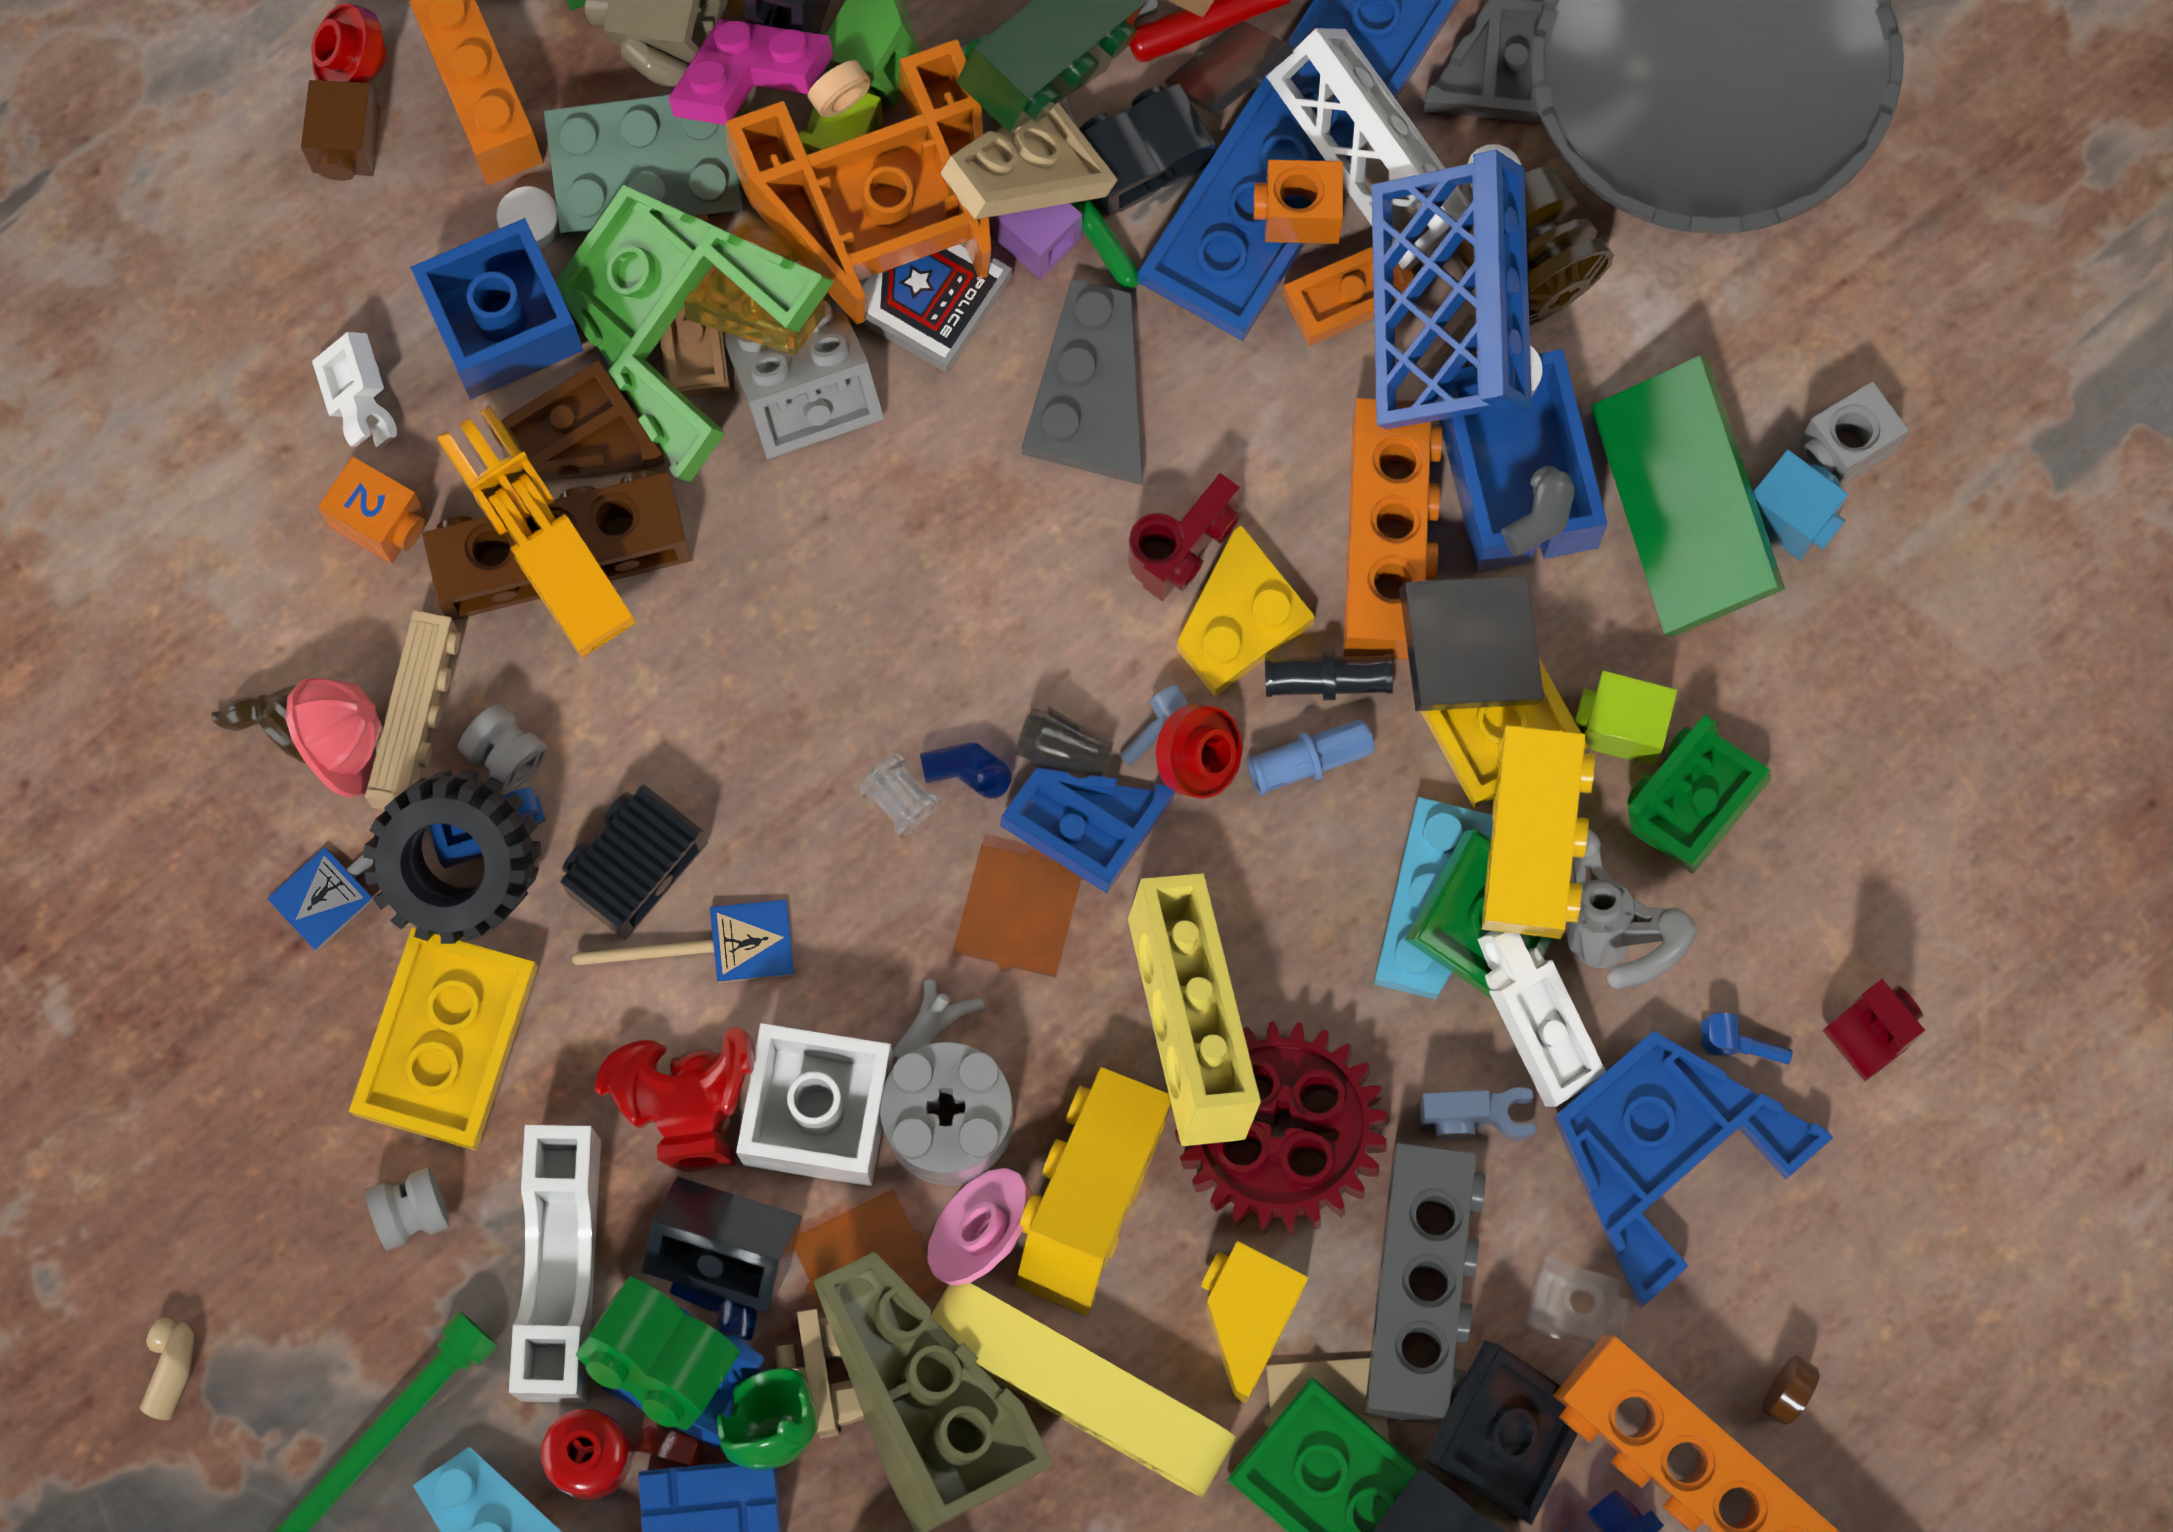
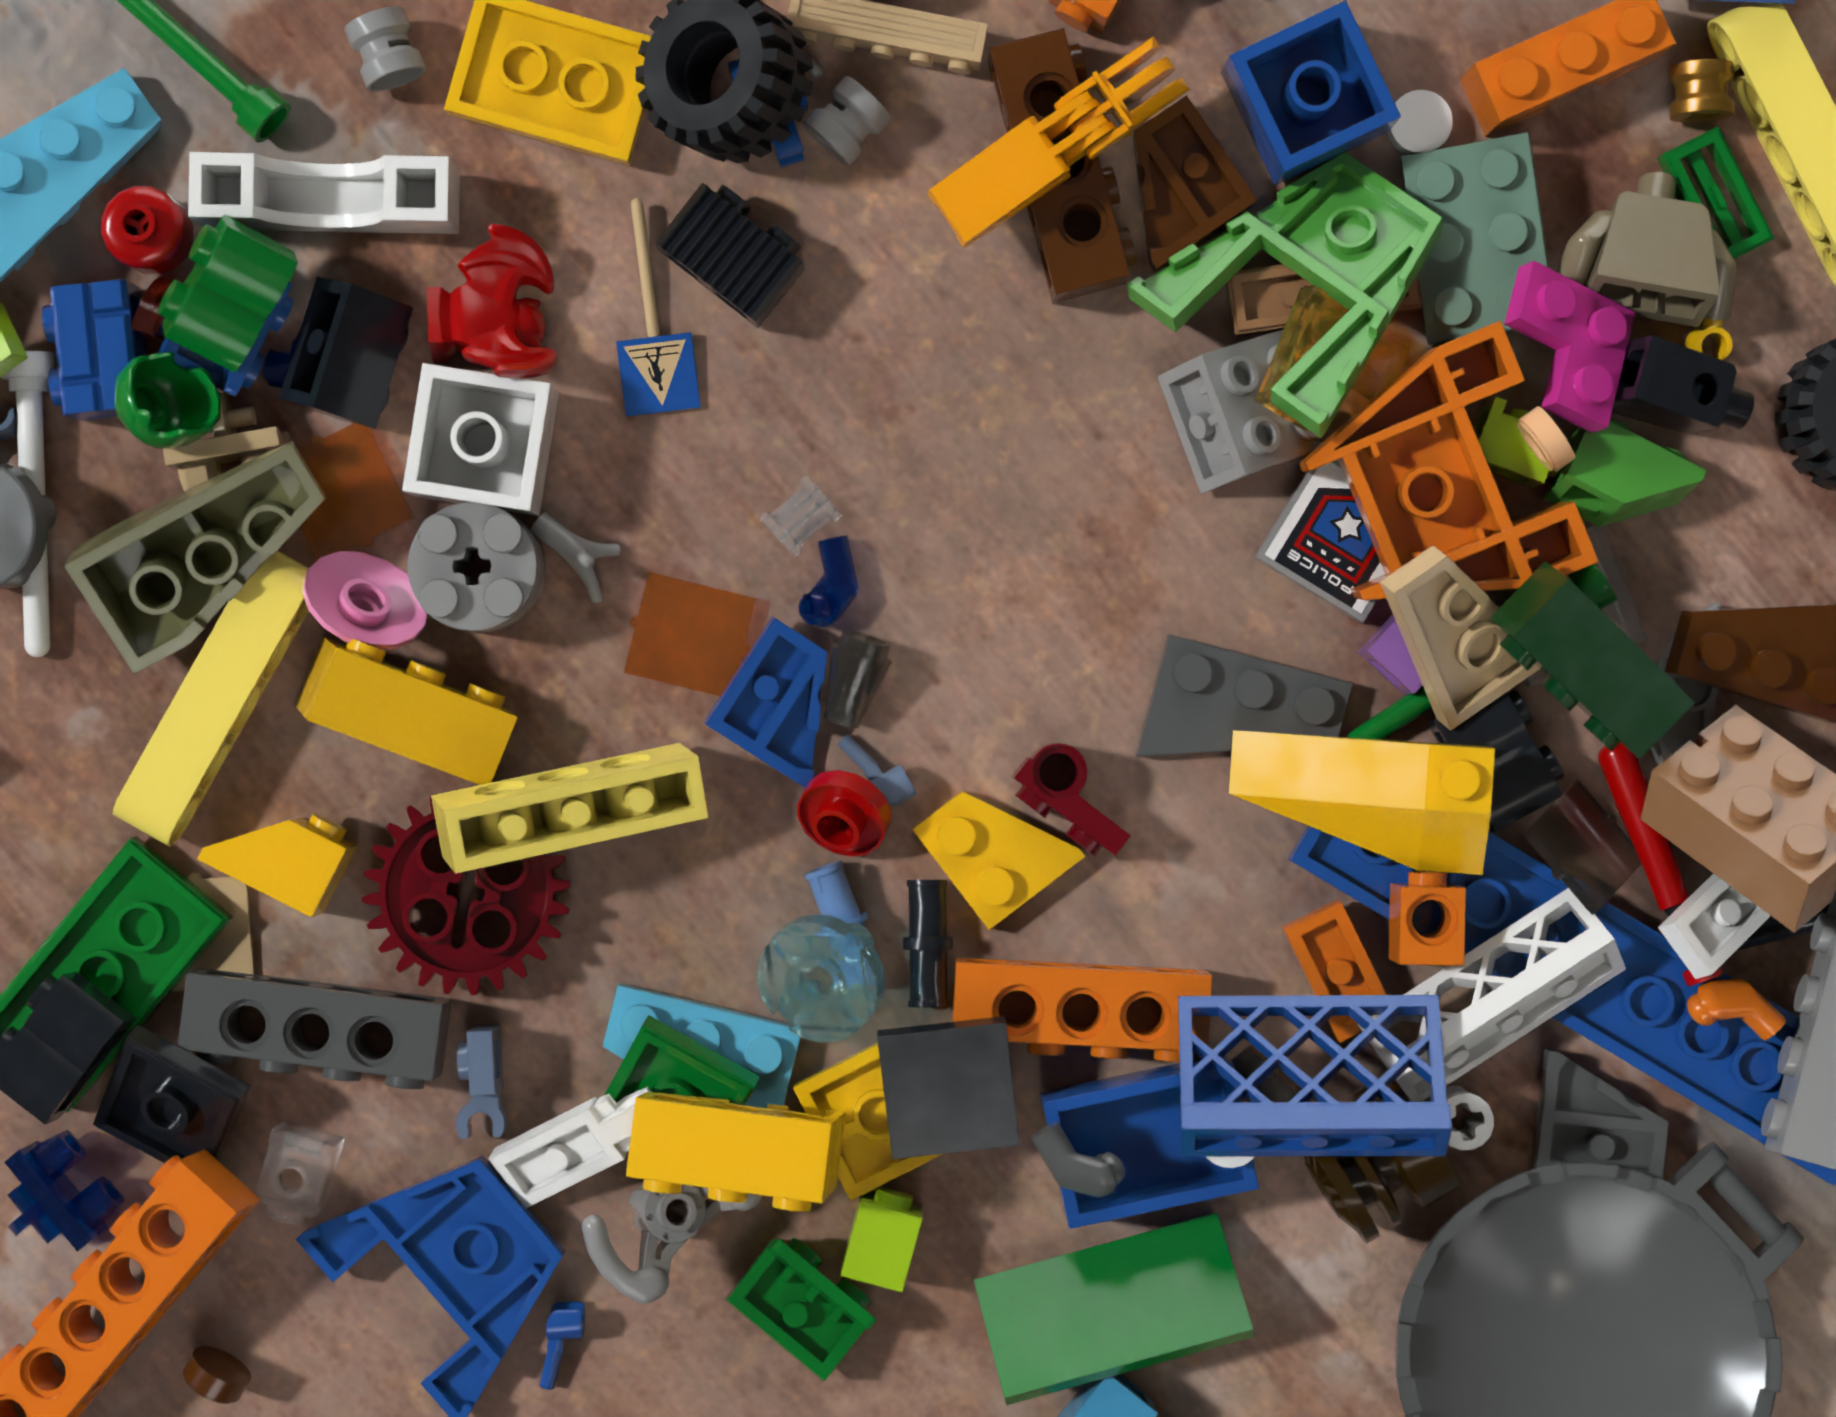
camera: 90 degrees right, 15 degrees up
(1182, 232) = (1389, 796): none -> yellow wedge
(1329, 761) = (845, 954): none -> clear light blue plate

